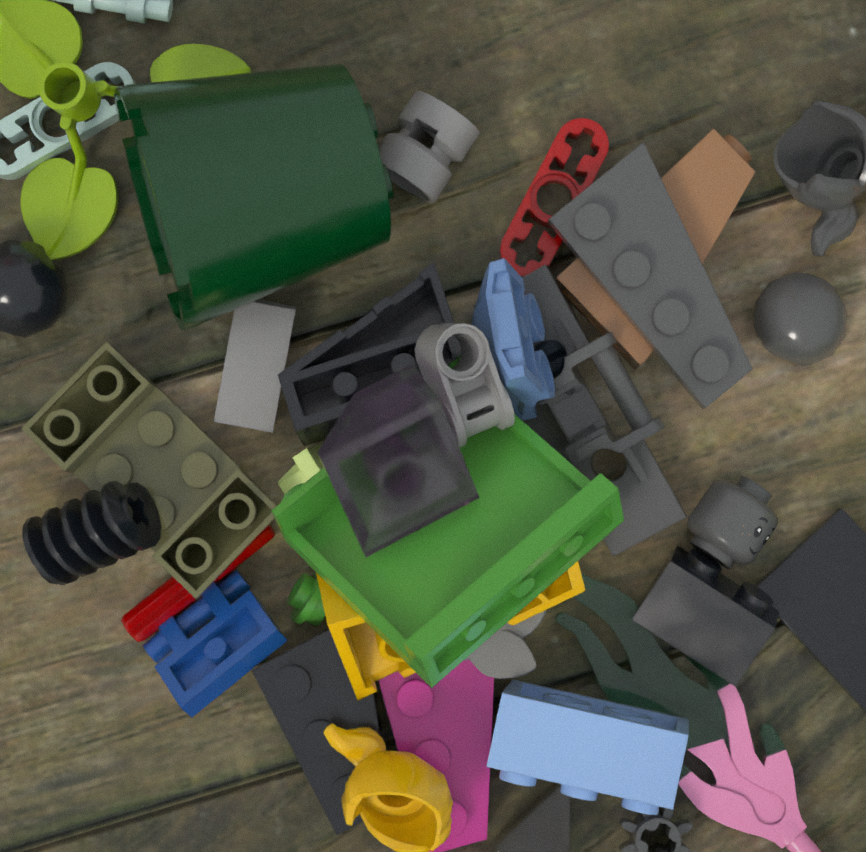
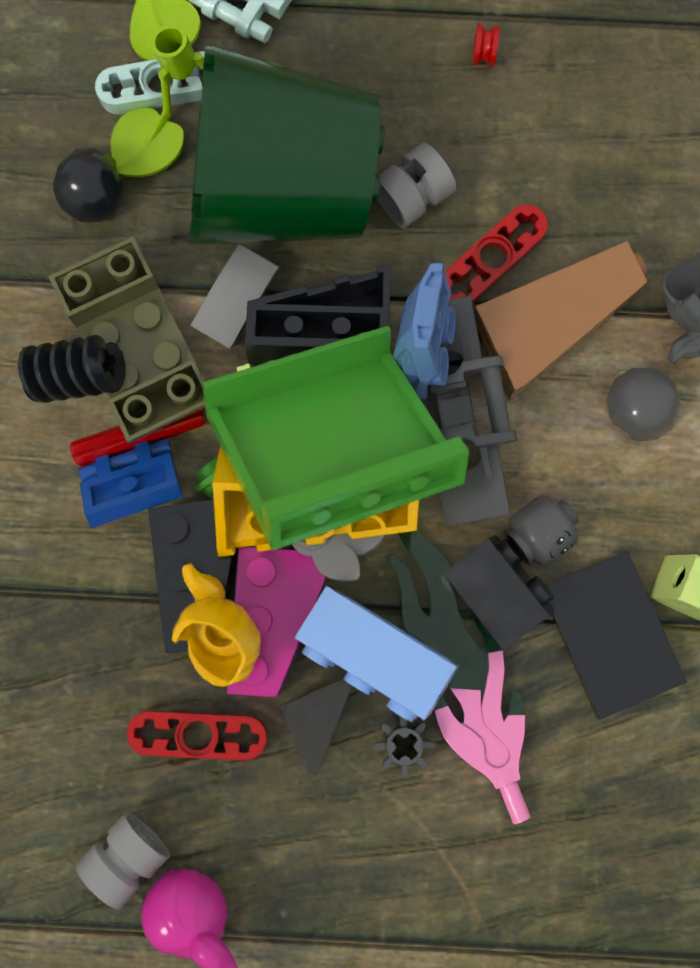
camera: 15 degrees right, 5 degrees down
(395, 461) = (307, 377): slope -> none
(470, 390) = (378, 345): light grey piece -> none
(647, 265) = (546, 321): dark grey wing -> none

